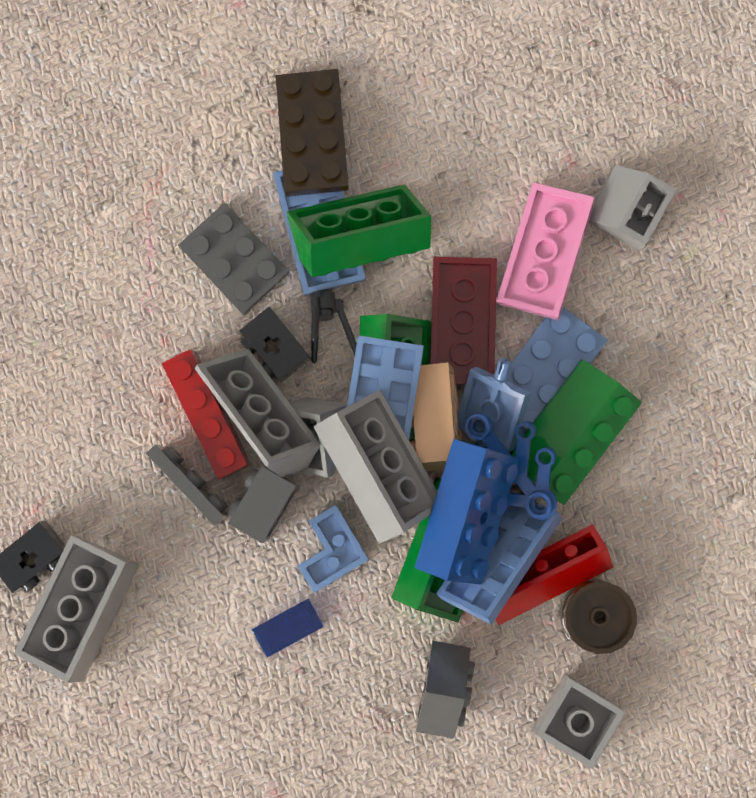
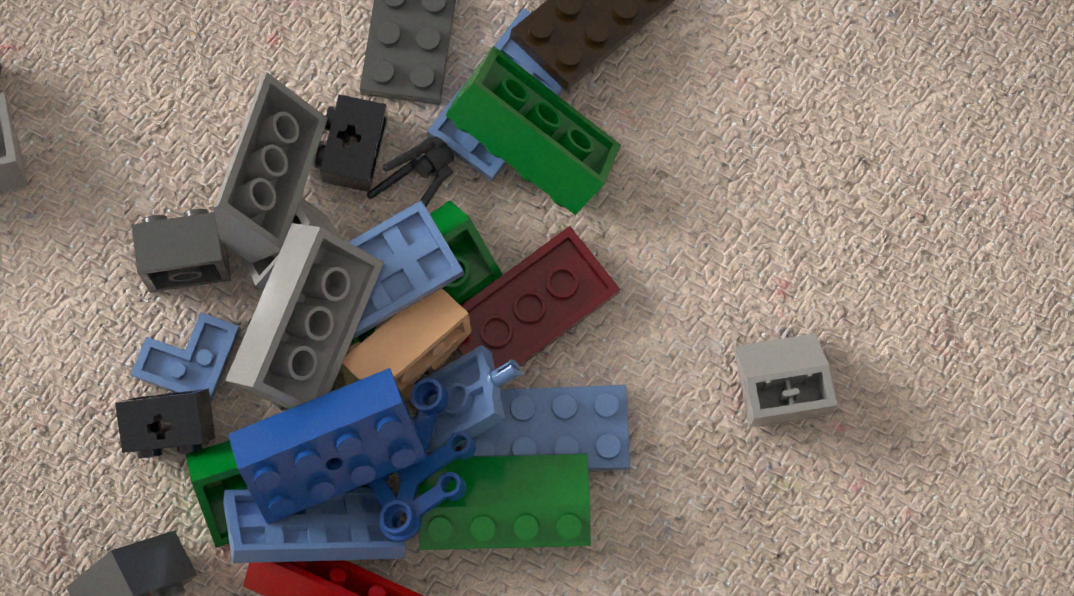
camera: 50 degrees right, 10 degrees down
(189, 483) = (144, 165): dark grey plate -> none
(206, 416) = (212, 151): red brick -> none
(287, 627) = (76, 379): clear blue tile -> none
(363, 578) = (141, 422): none -> black brick
(545, 251) = (667, 331): bright pink plate -> none

